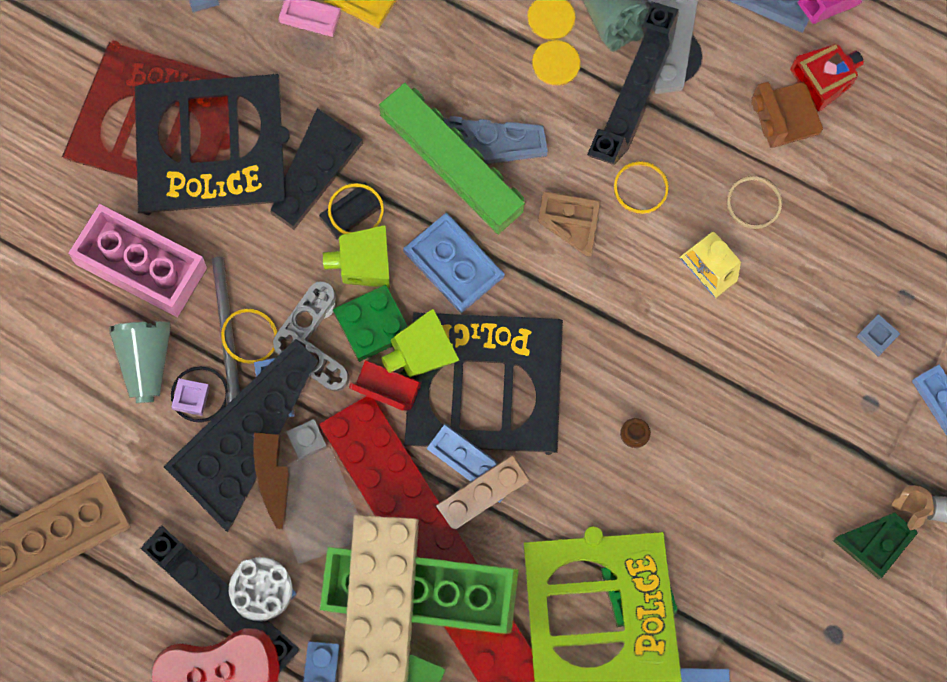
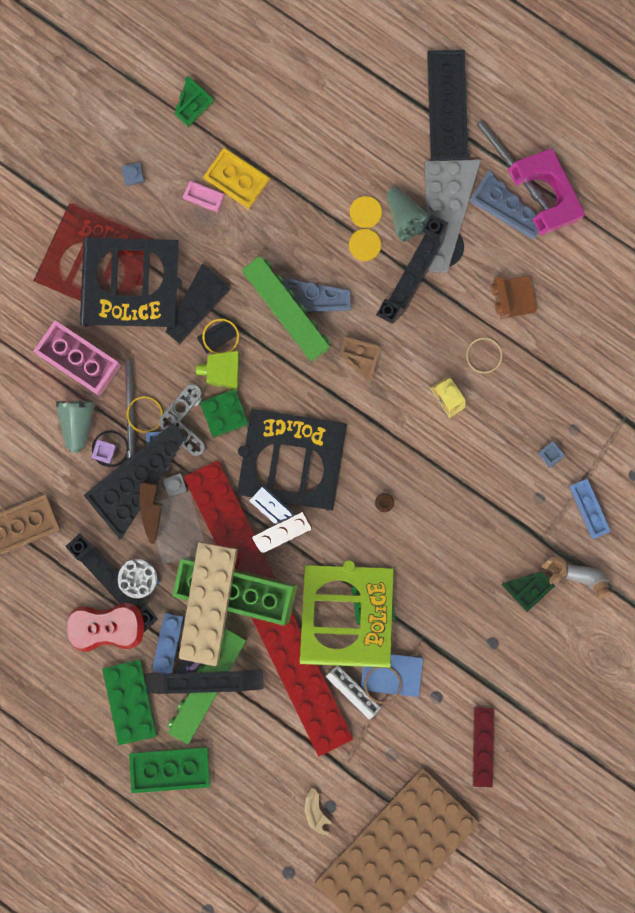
camera: 10 degrees right, 10 degrees up
(386, 387) = (228, 457): red panel -> none
(421, 347) = (252, 435): lime torso -> none
(453, 262) = (281, 378): medium blue tile -> none
(635, 210) = (422, 326): yellow piece -> none
(827, 73) = (545, 271): red torso -> none

